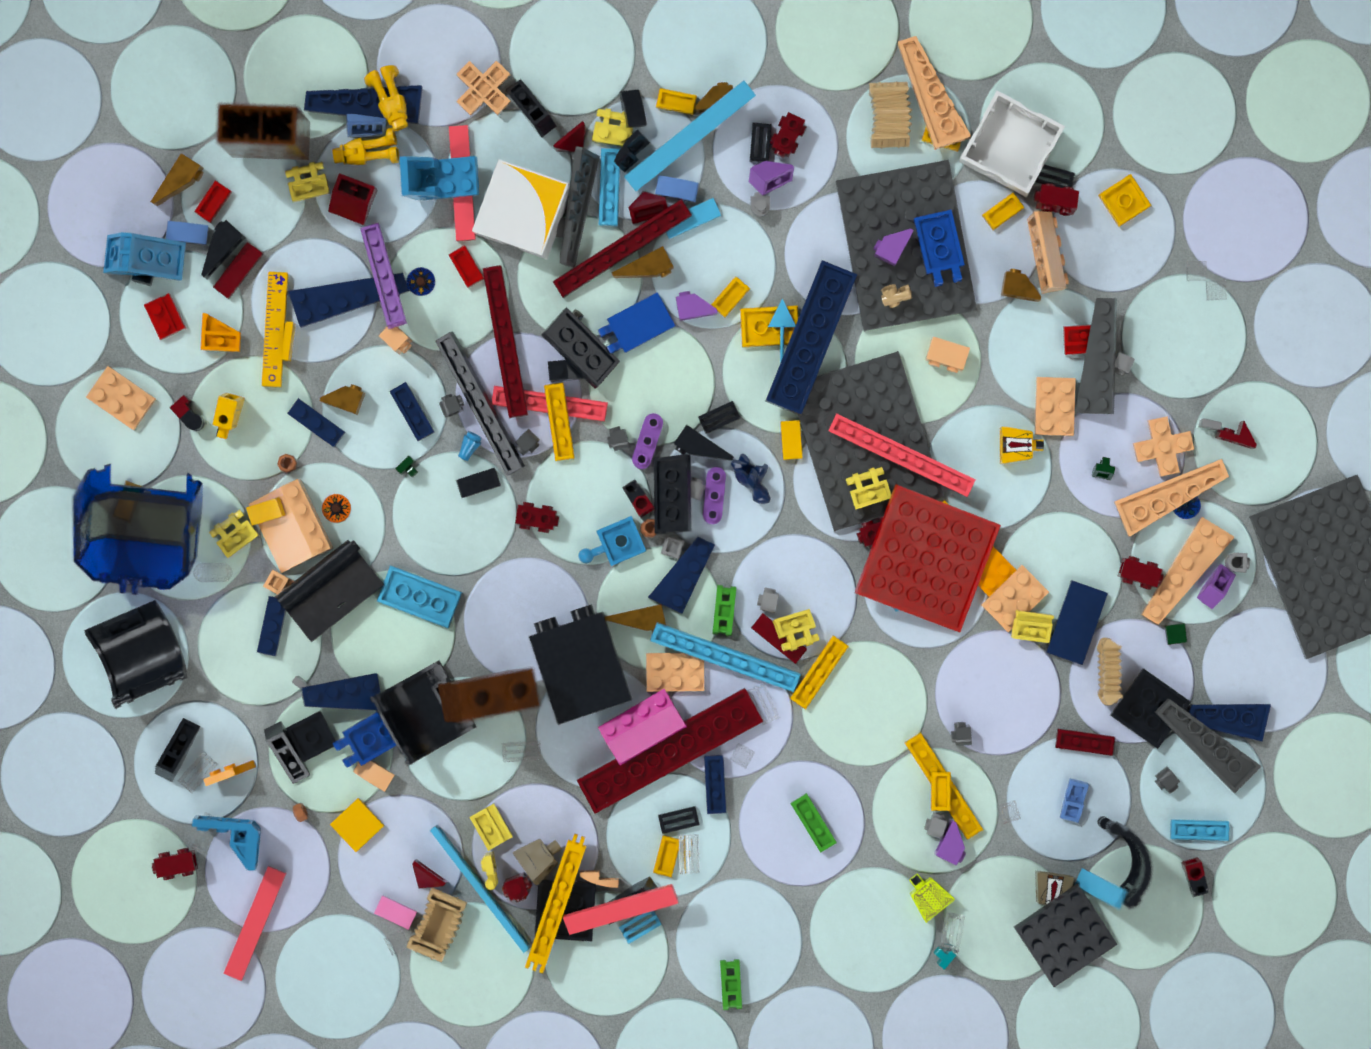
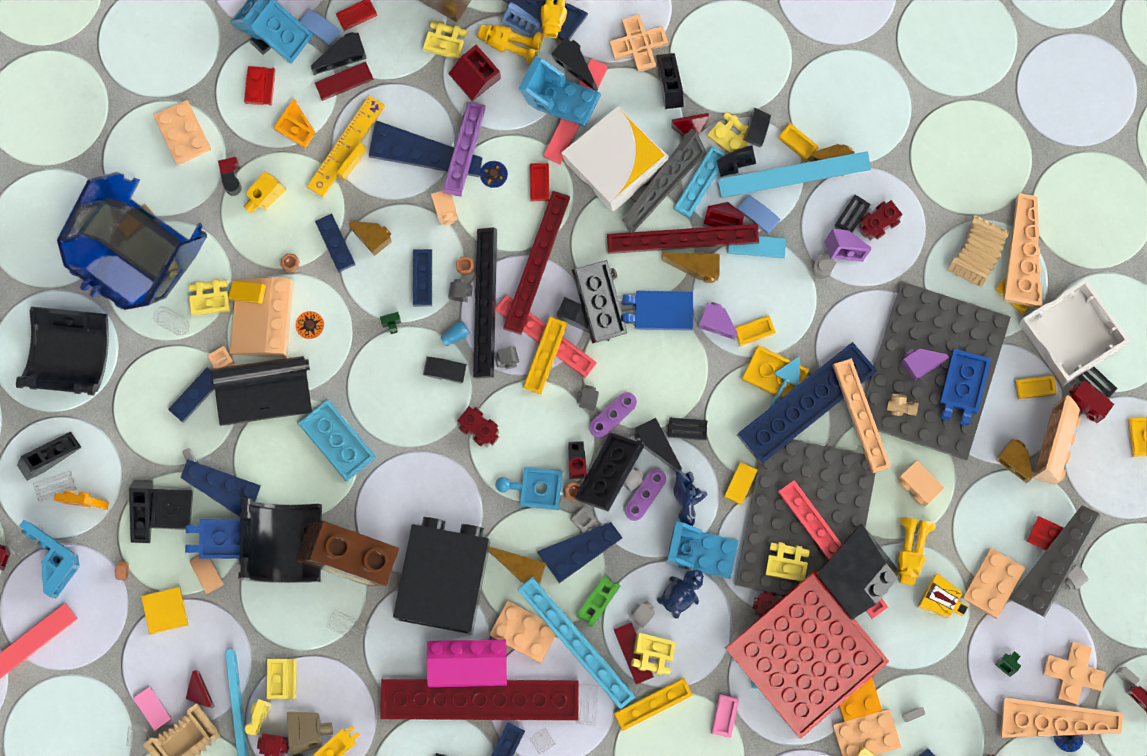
camera: 25 degrees right, 10 degrees down
(433, 137) = (571, 59): none -> black slope
(443, 380) = (465, 265): none -> nougat tile
(790, 518) = (701, 551): none -> dark azure bracket
(791, 566) = (680, 593): none -> dark blue animal
(864, 323) = (861, 416): none -> light nougat tile
(885, 648) = (725, 716): none -> bright pink tile
(935, 464) = (858, 573): none -> black slope
(972, 428) = (911, 562): none -> yellow piece
(1045, 558) = (913, 714): none -> light grey tile

